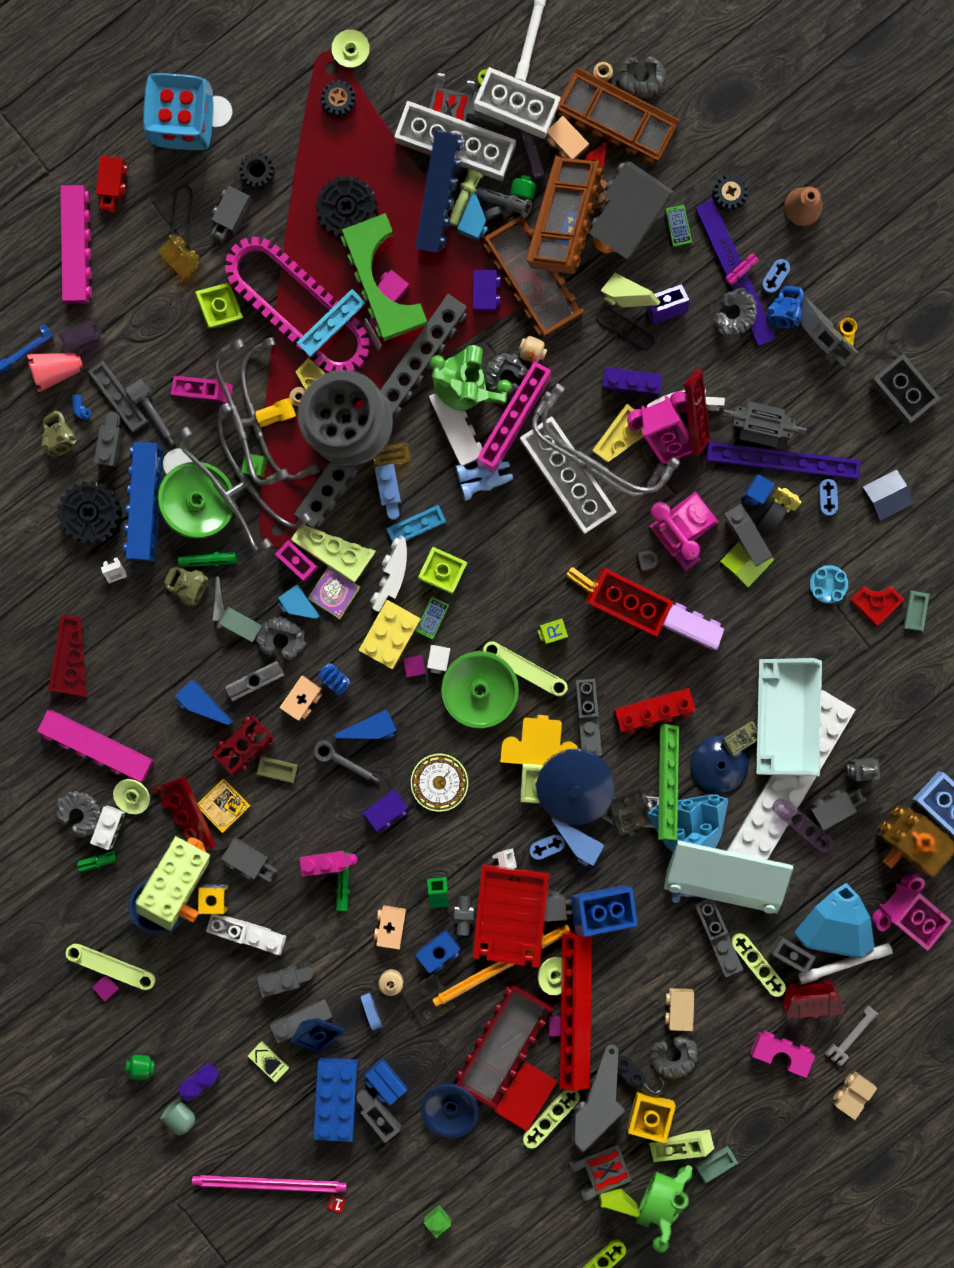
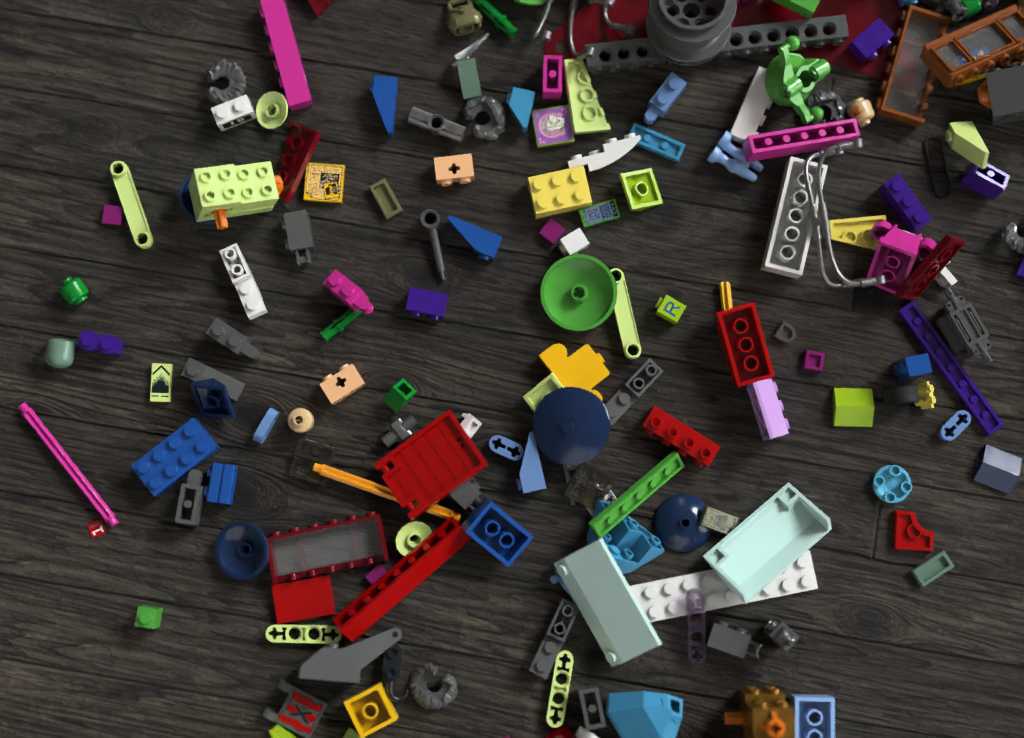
camera: 40 degrees right, 5 degrees down
(97, 861) = (202, 128): green axle -> none
(212, 889) = (244, 241): yellow piece -> none
(250, 753) = (385, 166): dark red piece -> none
(334, 679) = (490, 179): blue gear -> none
(390, 447) = (697, 74): clear yellow tile -> none
(439, 782) = (482, 325): tile -> none
(443, 941) = (345, 429): blue brick -> none
(680, 1009) = (473, 658): tan brick -> none
(682, 525) = (835, 335): dark pink piece -> none
(747, 535) = (873, 388): dark grey slope -> none

